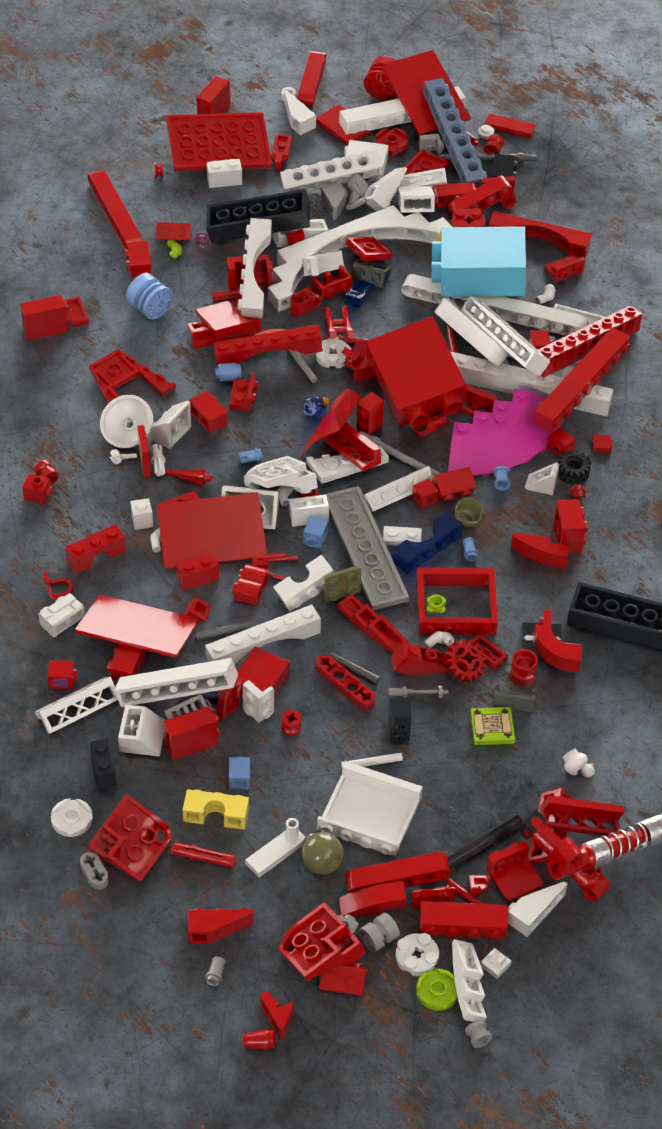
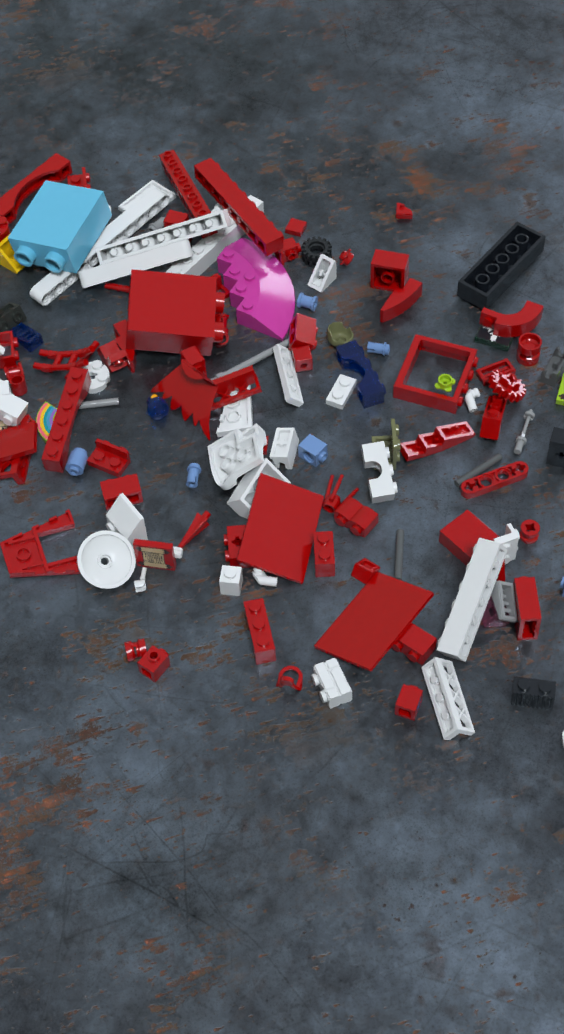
camera: 65 degrees left, 5 degrees up
(141, 731) = (504, 652): white slope -> none
(294, 625) = (430, 537): white arch -> none
(366, 548) = (345, 419): light grey plate -> none

